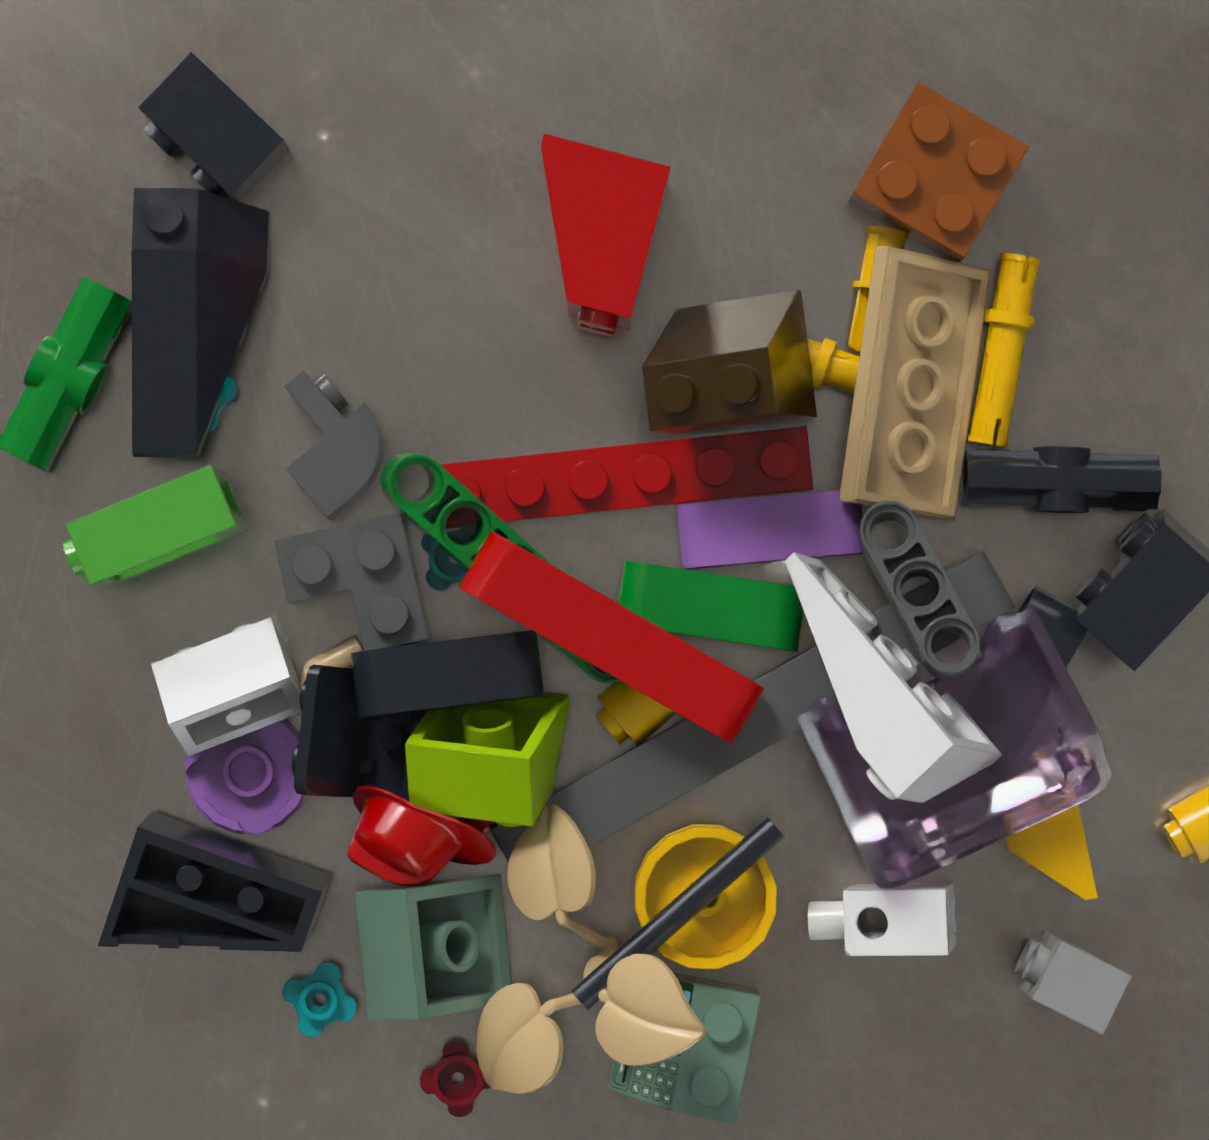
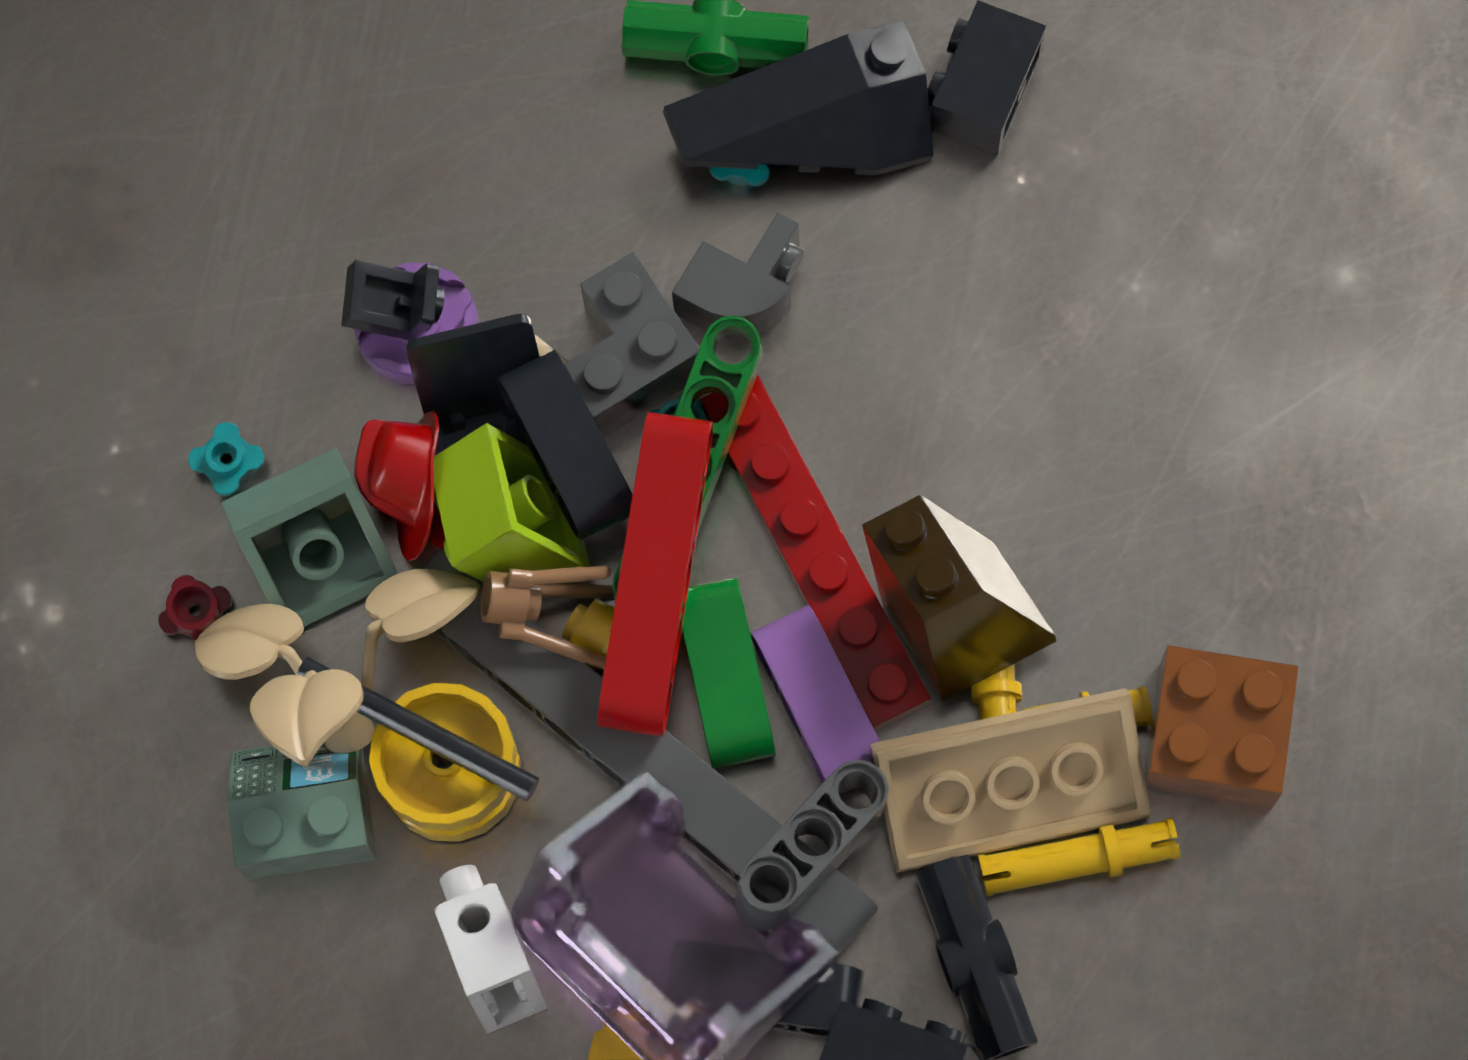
camera: 75 degrees right, 15 degrees down
(154, 528) = (606, 150): bright green window -> none
(210, 892) = (289, 316): black wedge -> none
(228, 686) = (485, 264): white brick -> none
(228, 787) = (392, 299): none -> black bracket
(582, 774) = (517, 597): none -> medium nougat plant
(603, 227) = (1035, 435): red slope -> none
(897, 723) = (682, 851): white wedge -> none

